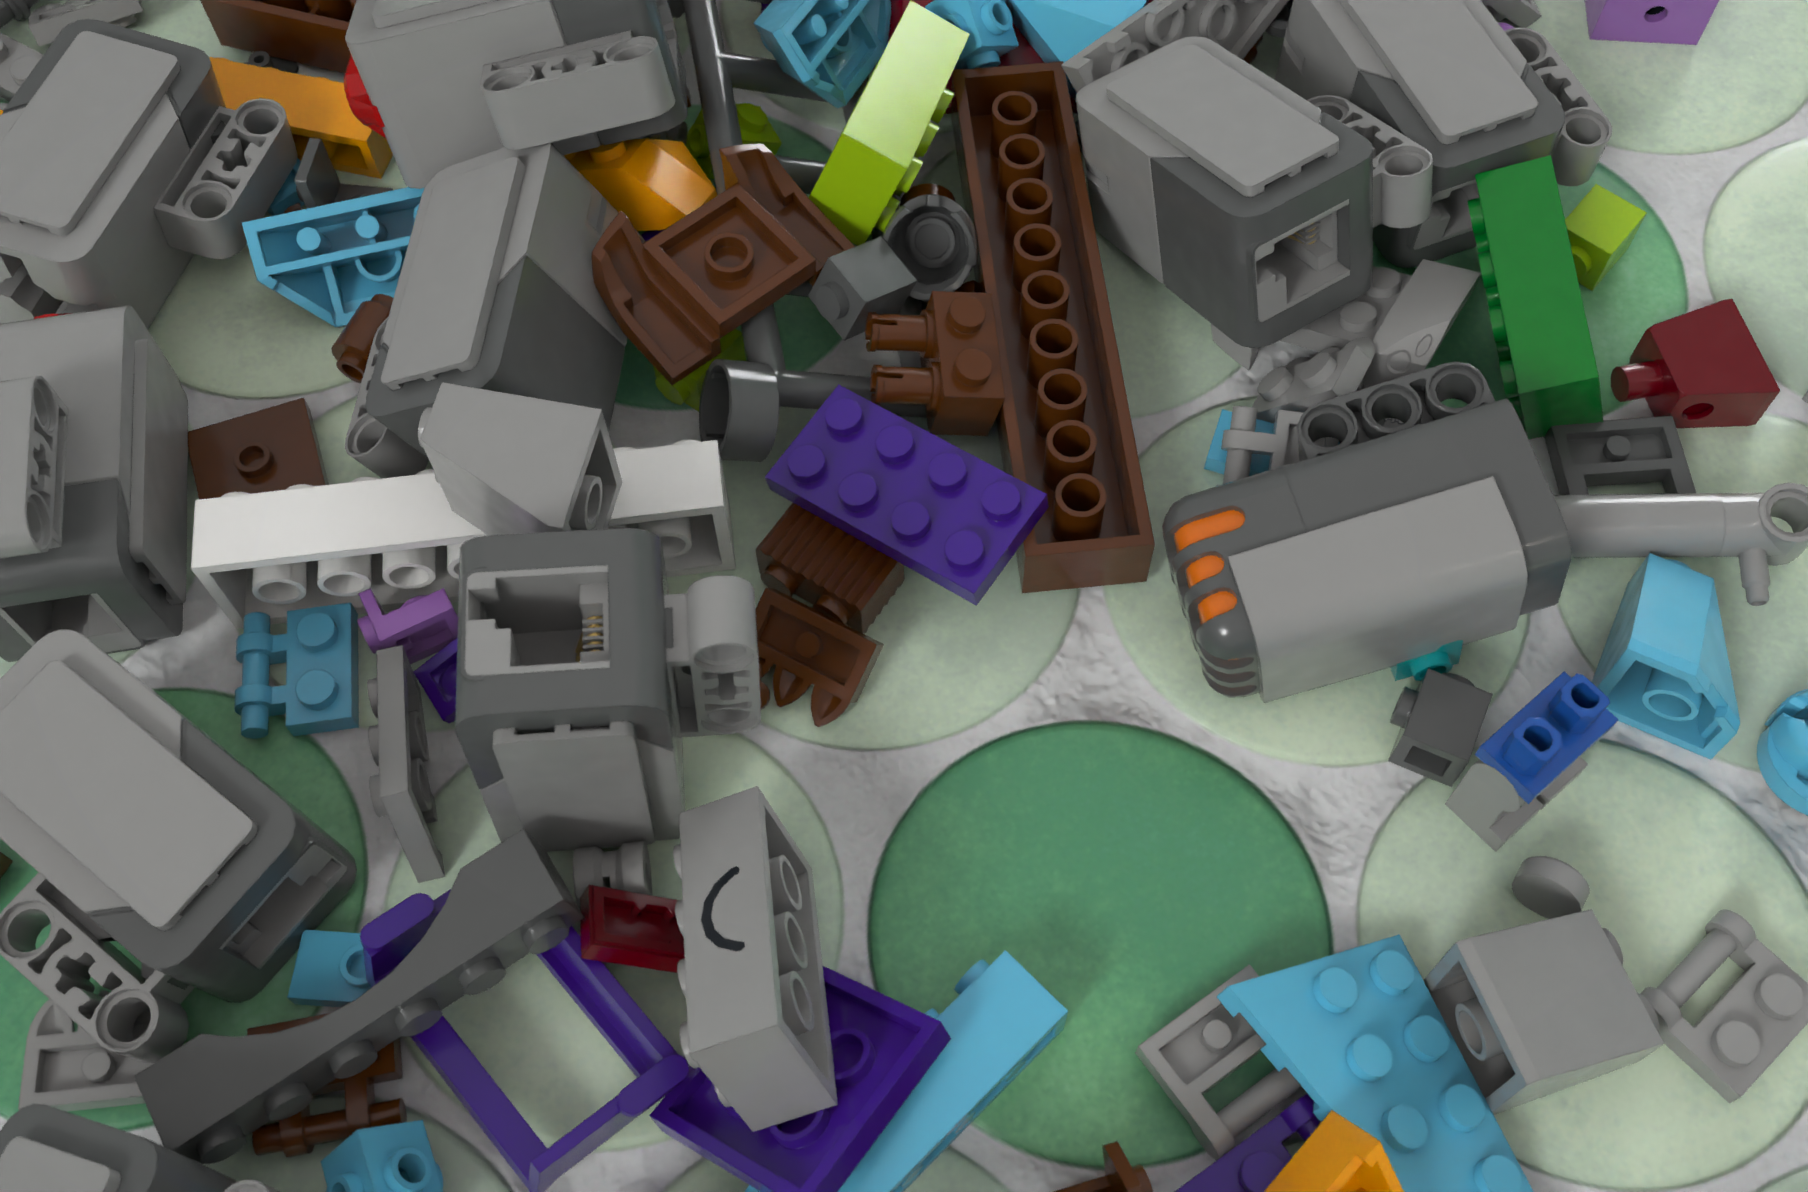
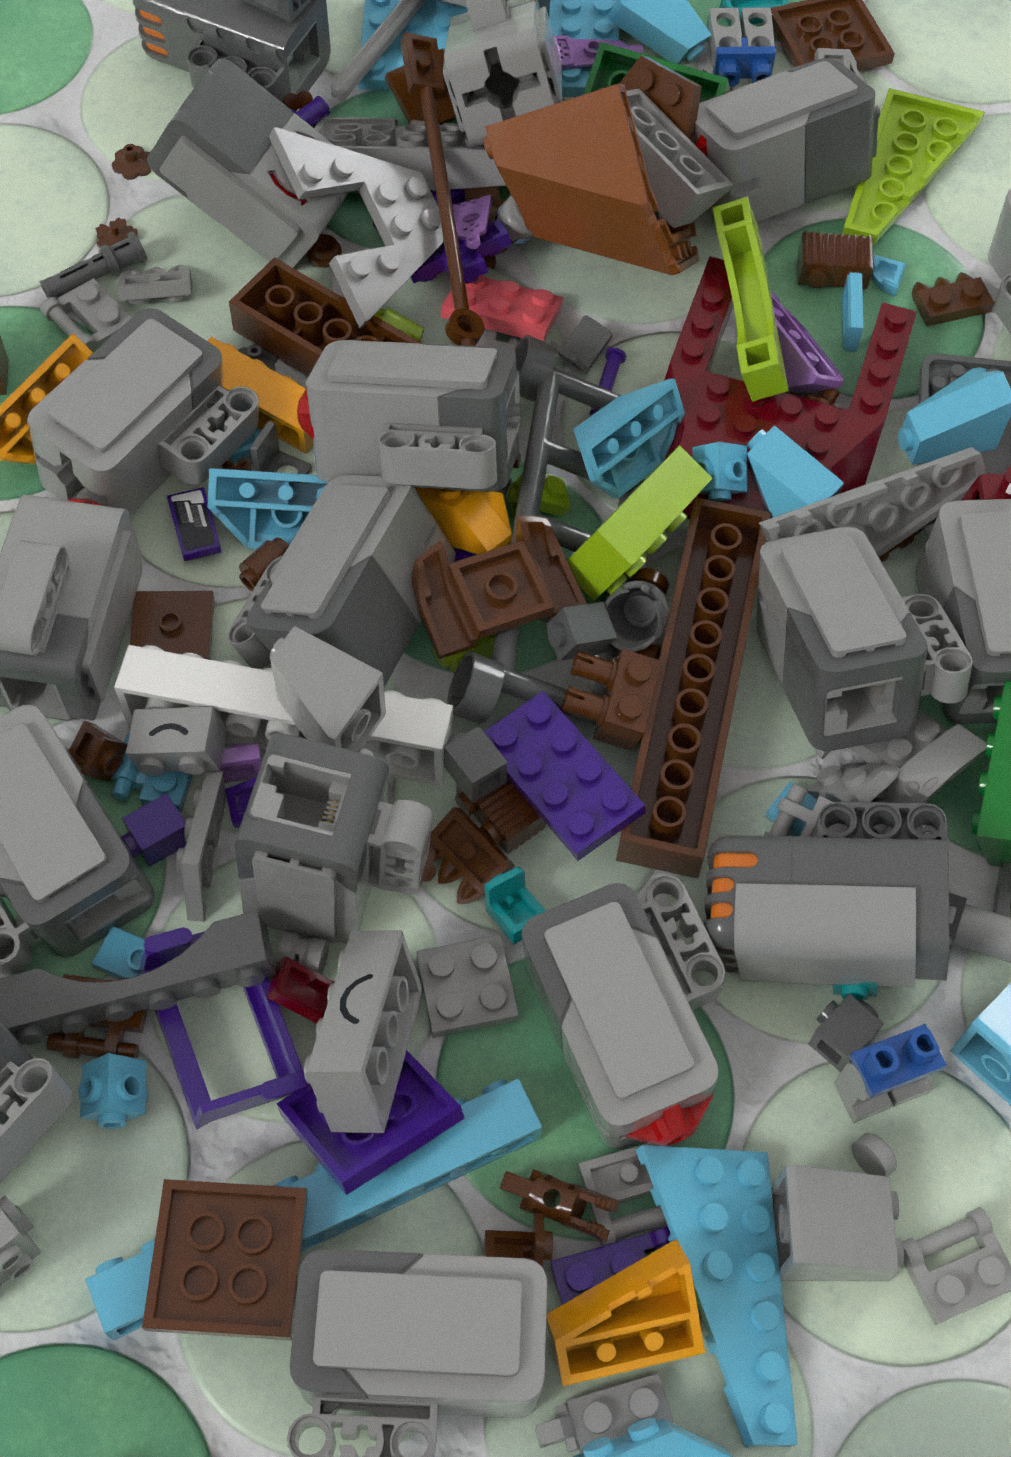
camera: 15 degrees right, 0 degrees up
(198, 677) = (97, 751): none -> reddish brown bracket
(246, 315) = (194, 524): none -> slope
(314, 619) = (176, 740): none -> light grey brick
(324, 764) = (155, 830): none -> dark purple brick
(777, 514) = (475, 763): none -> dark grey brick
(874, 841) = (467, 986): none -> light grey plate
(903, 703) = (511, 903): none -> teal bracket
(1098, 1117) = (540, 1195): none -> reddish brown hinge
(1133, 793) = (629, 1007): none -> light grey piece

